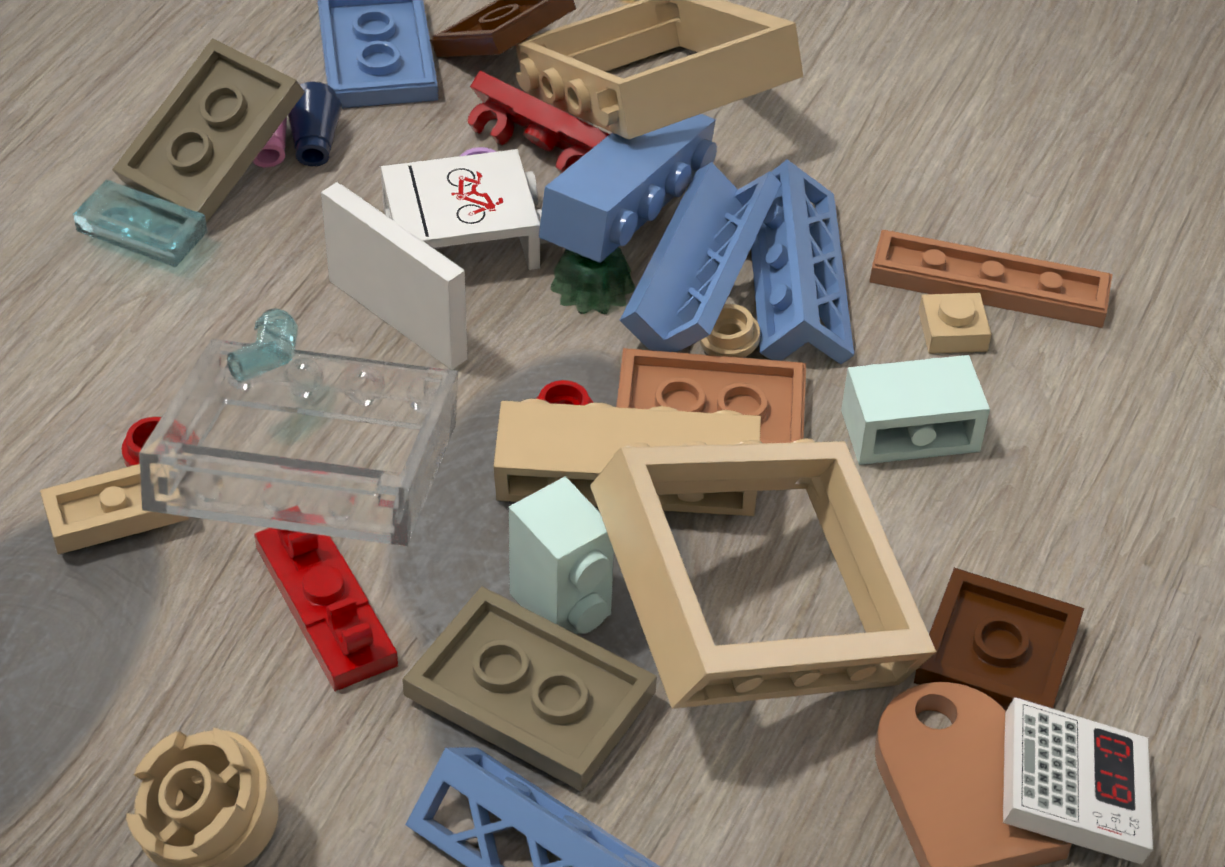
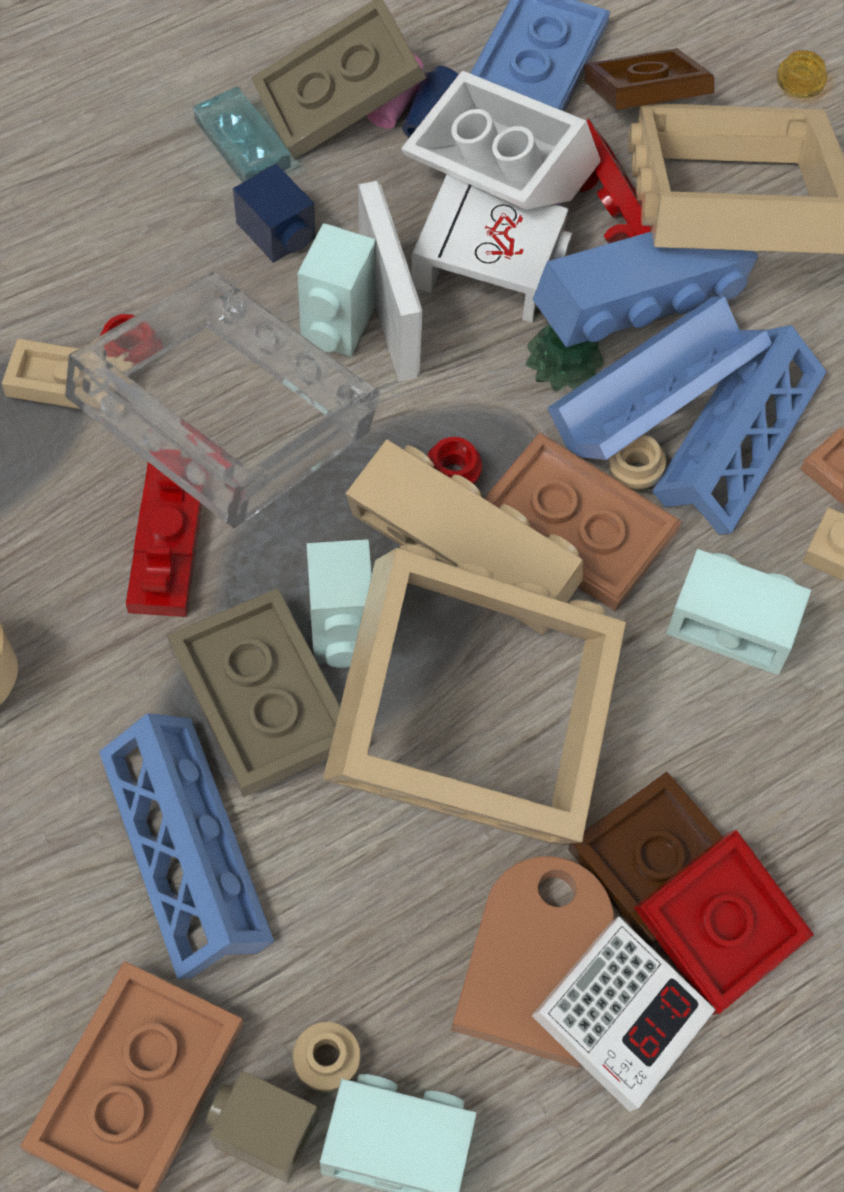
camera: 30 degrees right, 15 degrees up
(227, 272) = (274, 213): none -> dark blue brick
(272, 349) = (245, 302): clear light blue arm -> none
(350, 295) = (337, 289): none -> light aqua brick
(418, 114) = (505, 143): none -> white slope
(1098, 659) = (724, 921): none -> red tile

